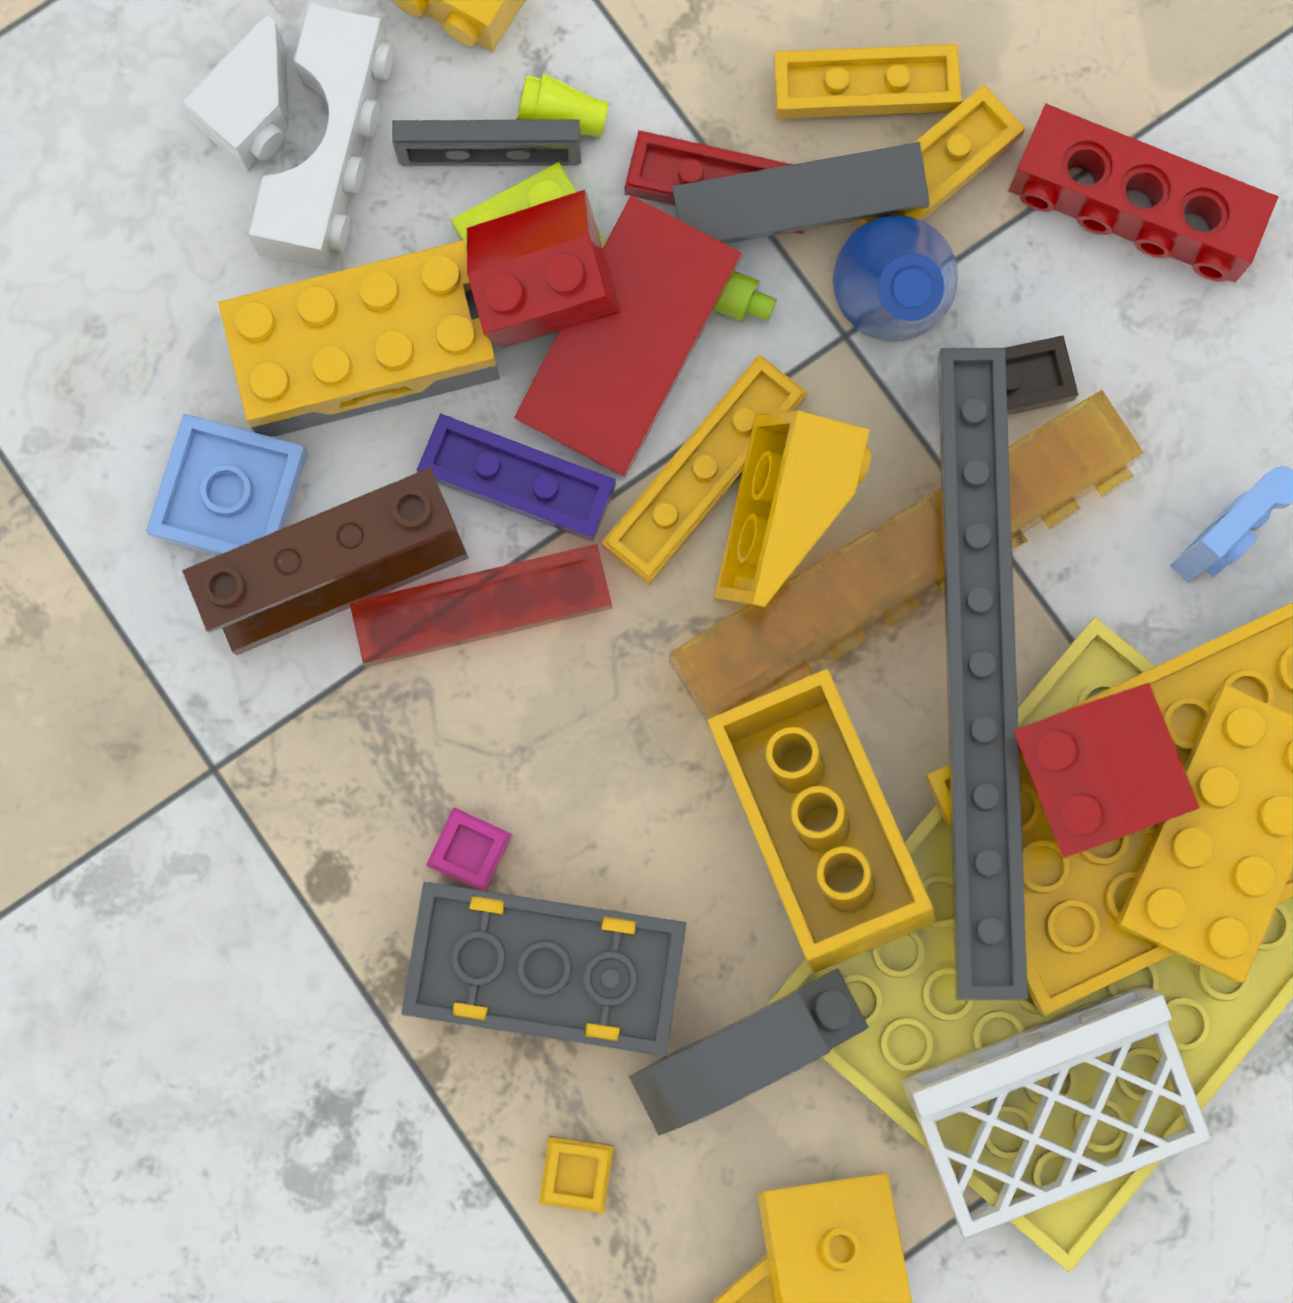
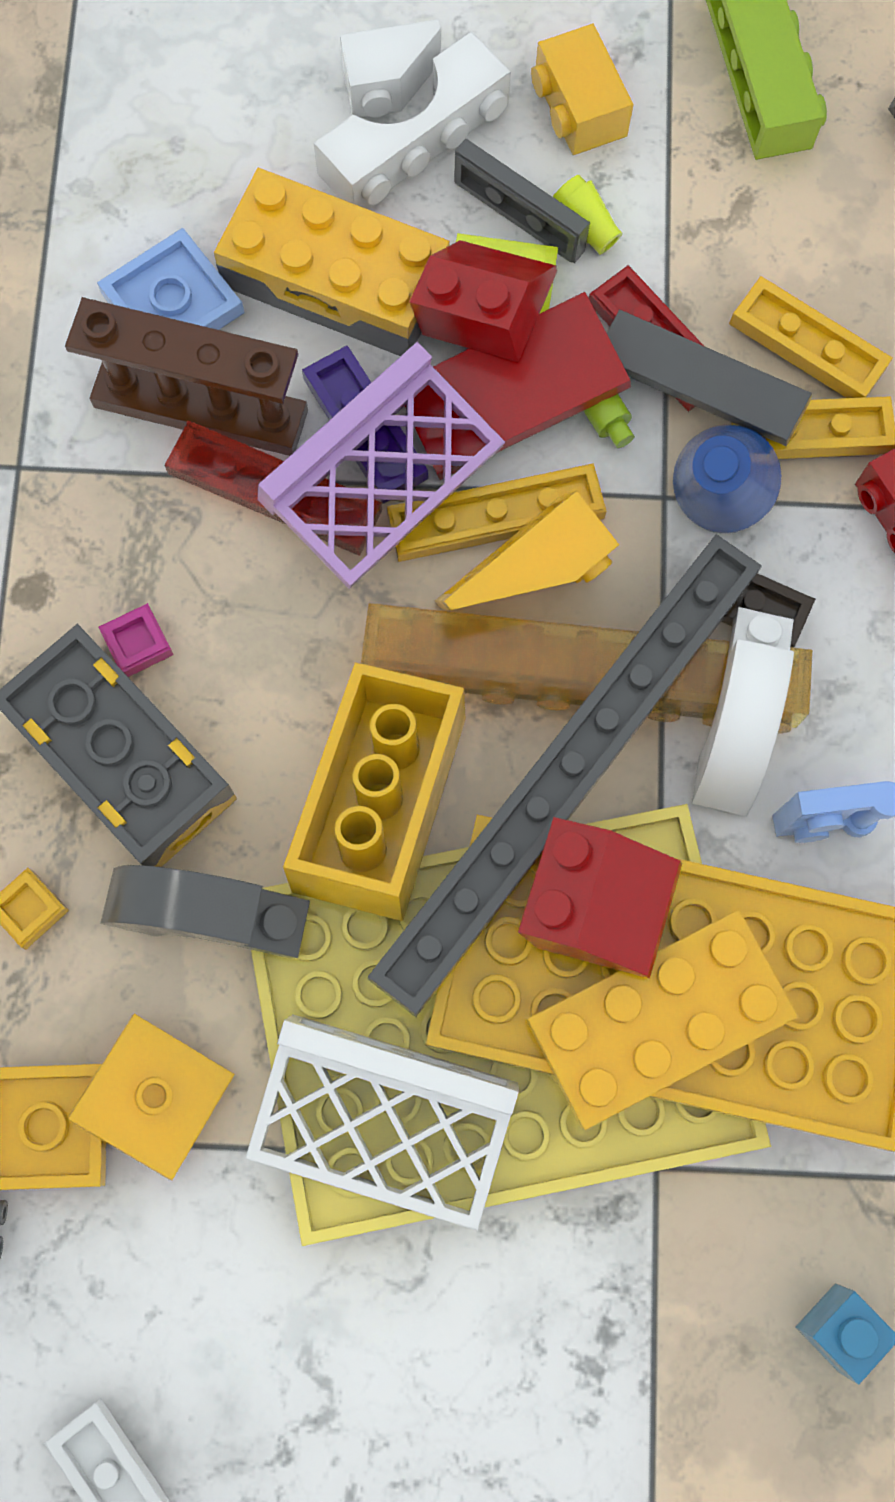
camera: 35 degrees right, 5 degrees down
(521, 502) = (347, 432): none -> lavender fence
(1095, 489) = (747, 713): none -> white arch

